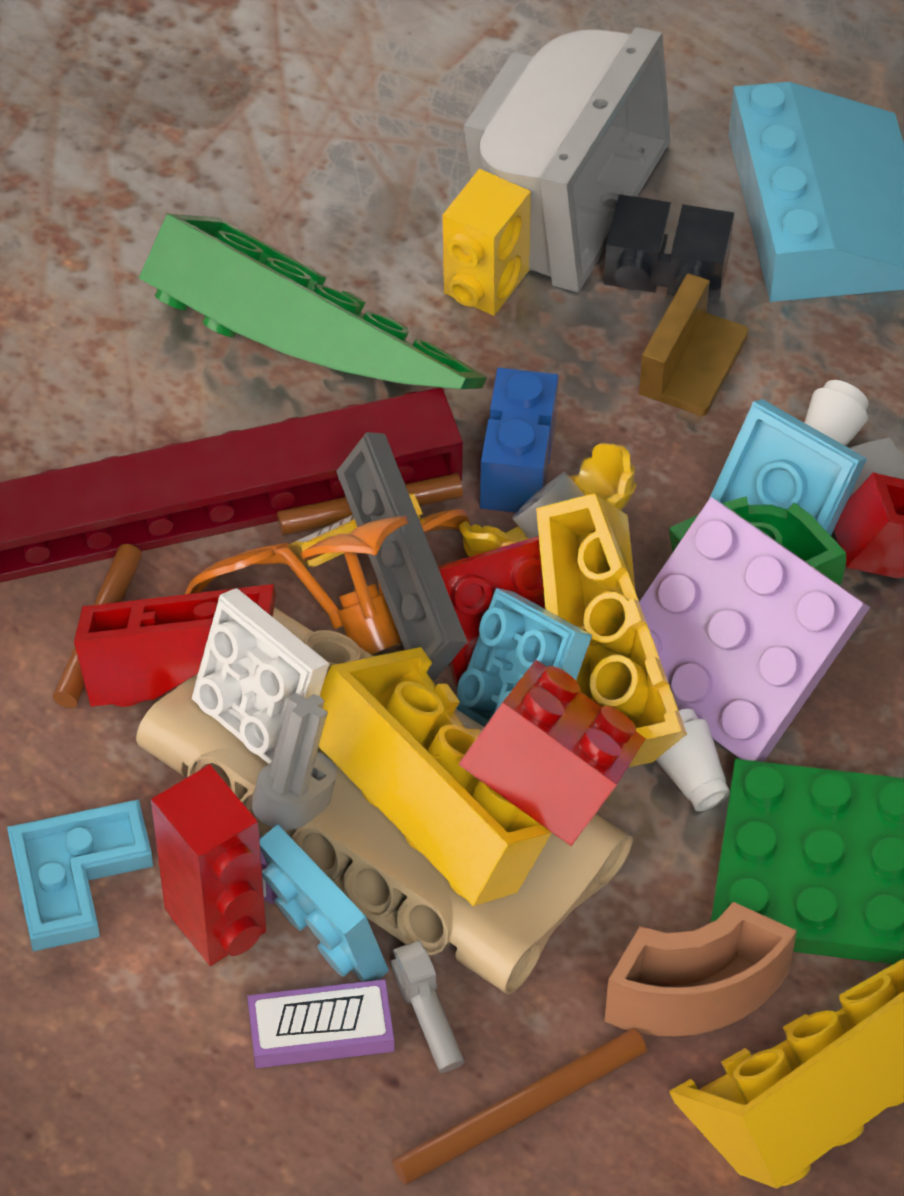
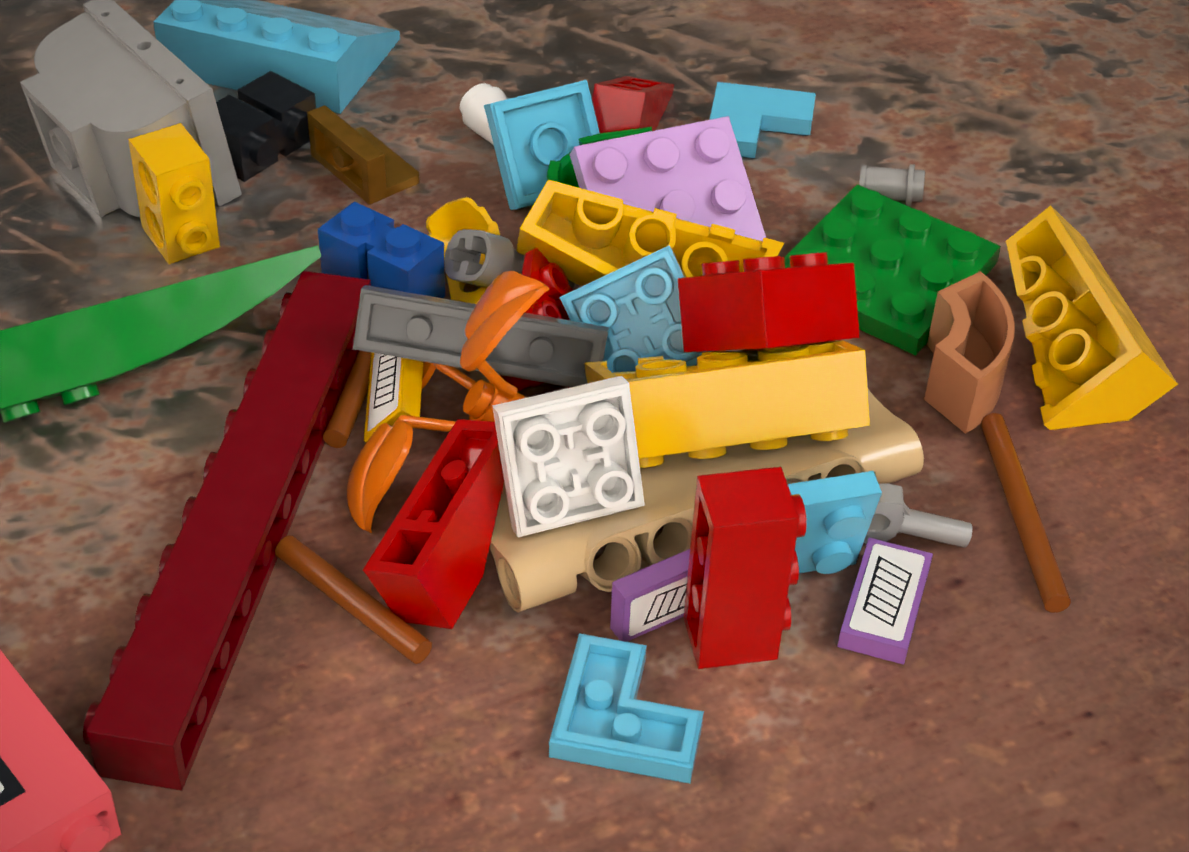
camera: 65 degrees left, 10 degrees down
(299, 778) = (672, 481): light grey piece -> none

